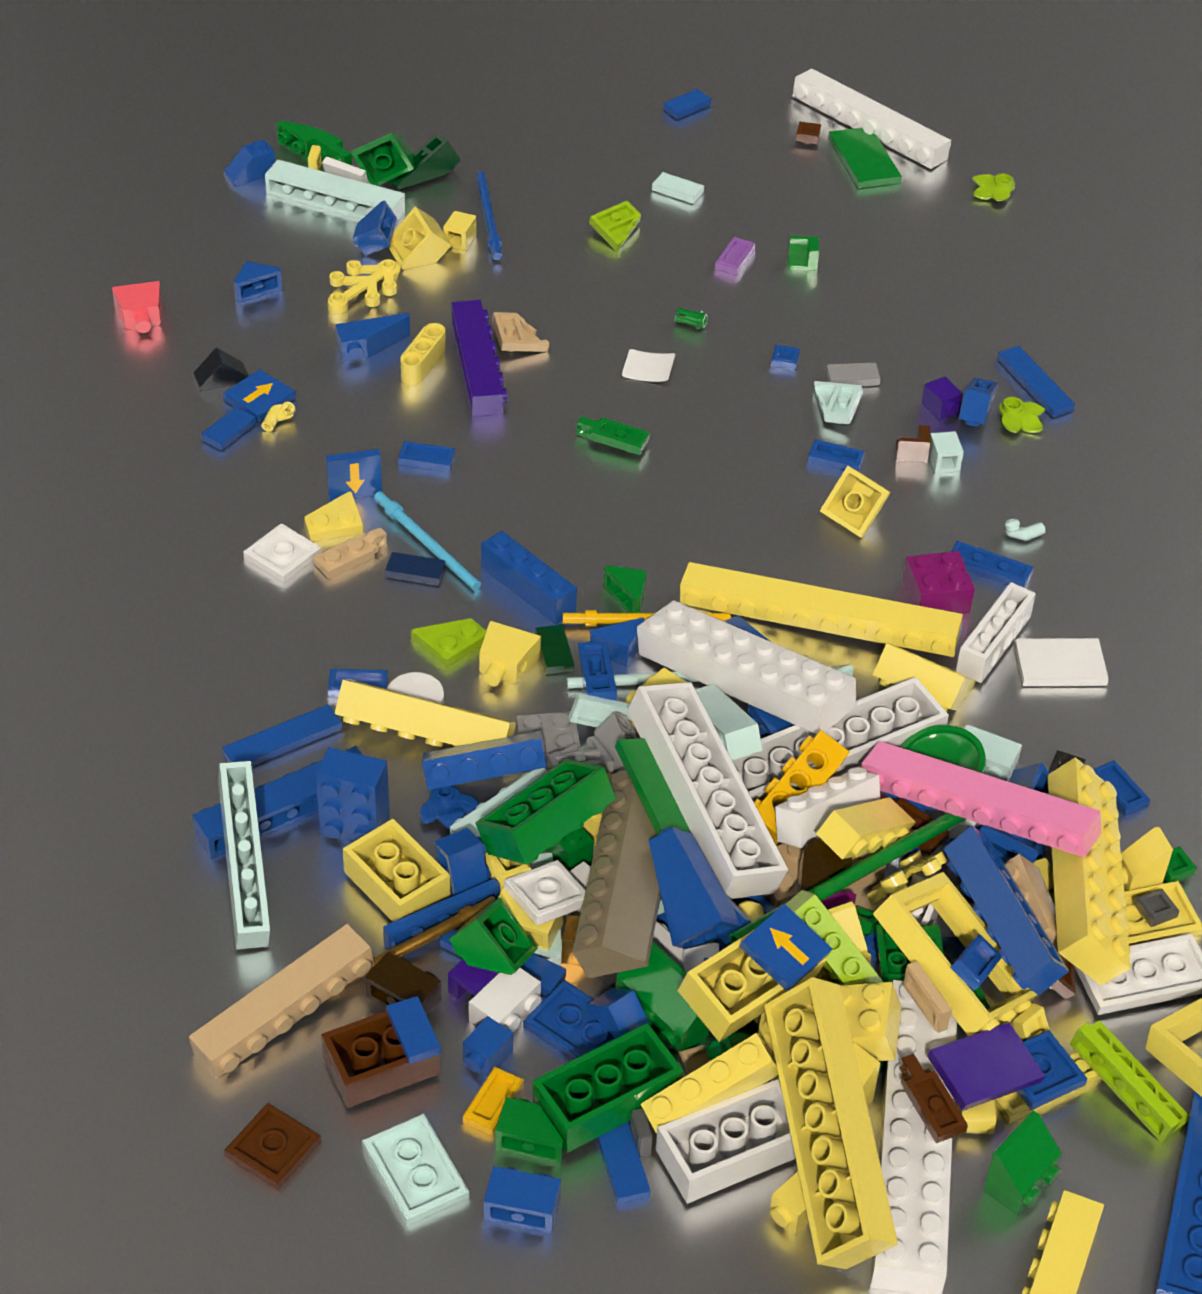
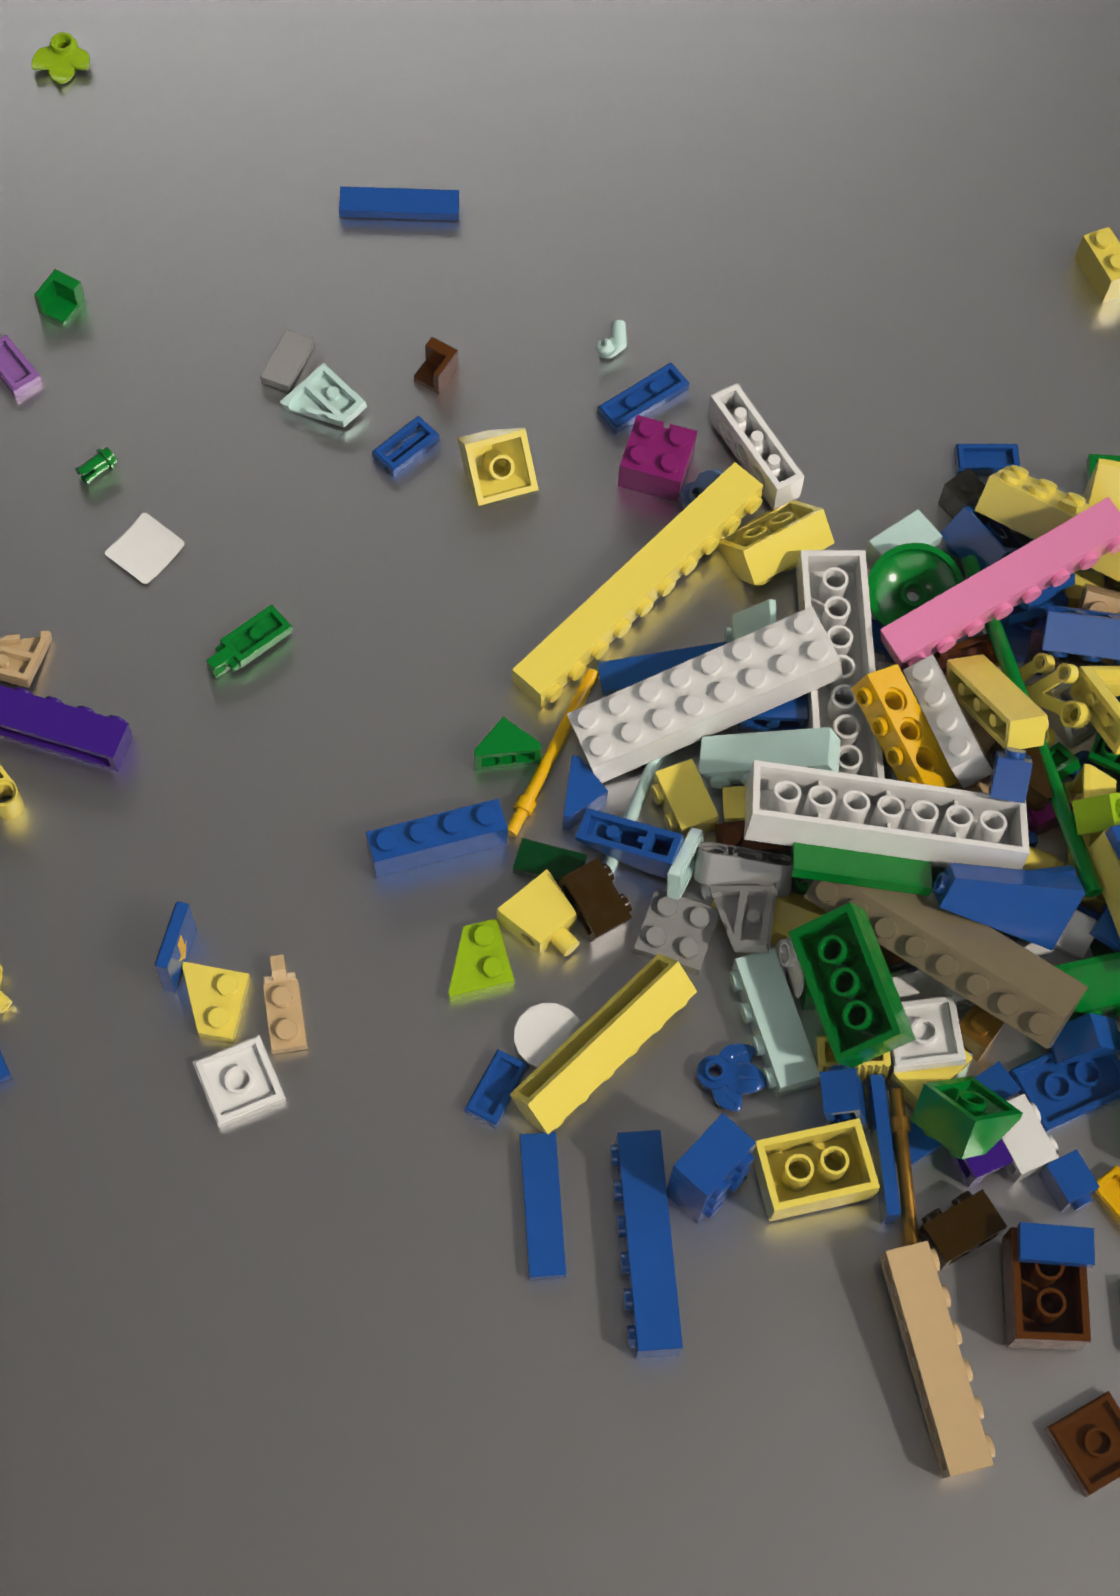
camera: 65 degrees left, 20 degrees up
(243, 855) = (736, 1318): light aqua brick -> none
(396, 512) = (240, 928): medium azure bar -> none
(415, 568) = (347, 948): dark blue tile -> none
(426, 456) = (163, 852): blue tile -> none
(484, 760) = (705, 1010): blue brick -> none
(537, 674) = (596, 899): none -> dark brown brick
(785, 357) = (218, 408): blue tile -> none
(794, 842) = (1010, 775): none -> blue brick
(942, 398) = (384, 301): dark purple brick -> none
(945, 452) = (469, 340): light aqua brick -> none
(977, 401) = (405, 268): blue slope -> none
(1021, 415) = (445, 247): lime plate -> none
(1061, 662) = (808, 412): white tile -> none

